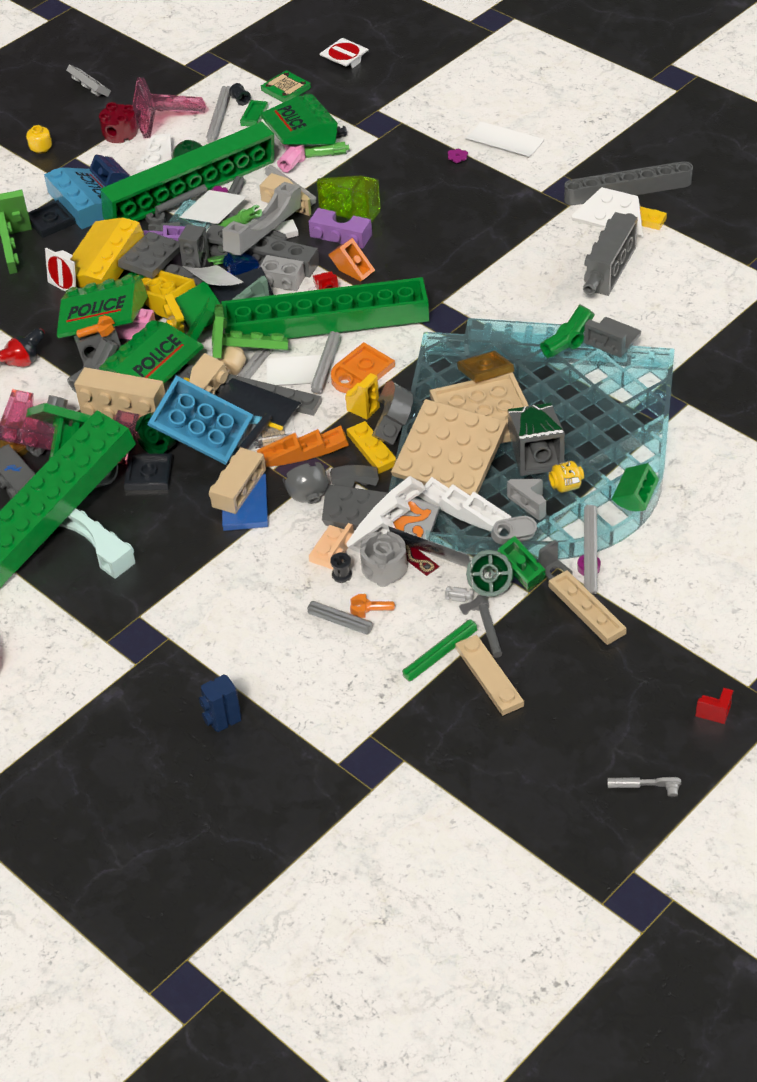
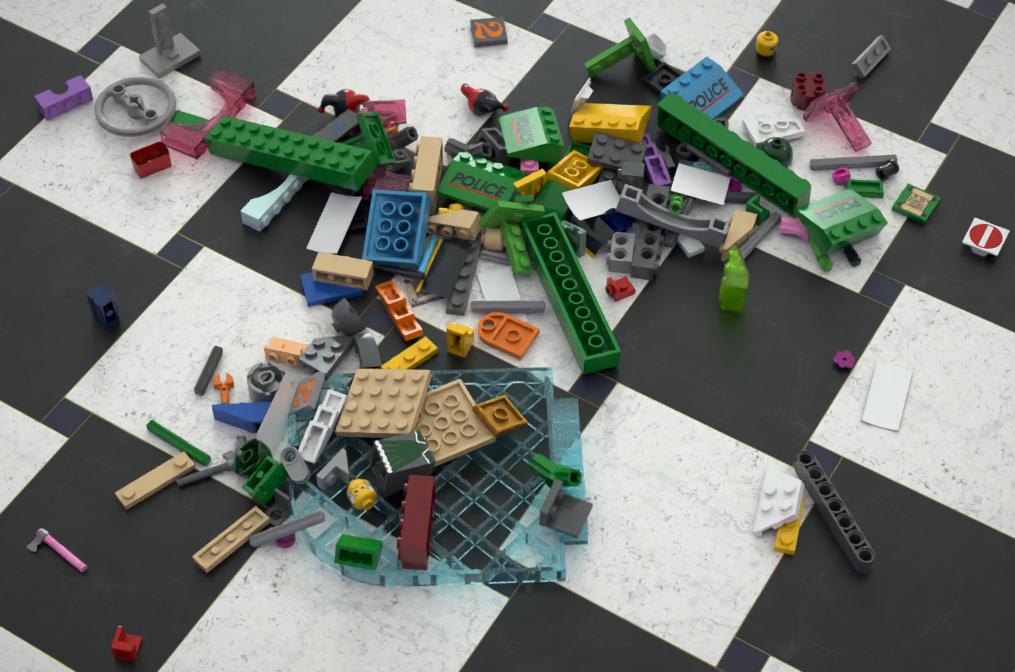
camera: 75 degrees right, 5 degrees up
(103, 327) = (497, 136): orange bar -> none
(107, 170) = (731, 102): dark blue brick -> none
(154, 490) = (333, 223): none -> white sticker
(234, 122) = (841, 175): none -> dark pink tile
(256, 178) = (754, 207): none -> green panel
(324, 227) = (695, 295): medium lavender arch -> none
(342, 568) = (257, 356): black bush -> none
(351, 260) = (650, 300): orange slope -> none
(386, 511) = (299, 370): white slope -> none
(395, 414) = (443, 360): dark grey arch -> none
(422, 581) = (242, 415): none -> blue slope
(551, 783) = (44, 536): none -> bright pink piece
(610, 254) = (701, 502): dark grey brick -> none
(615, 431) = (416, 522): none -> dark red brick
(671, 783) = (45, 618): light grey piece -> none

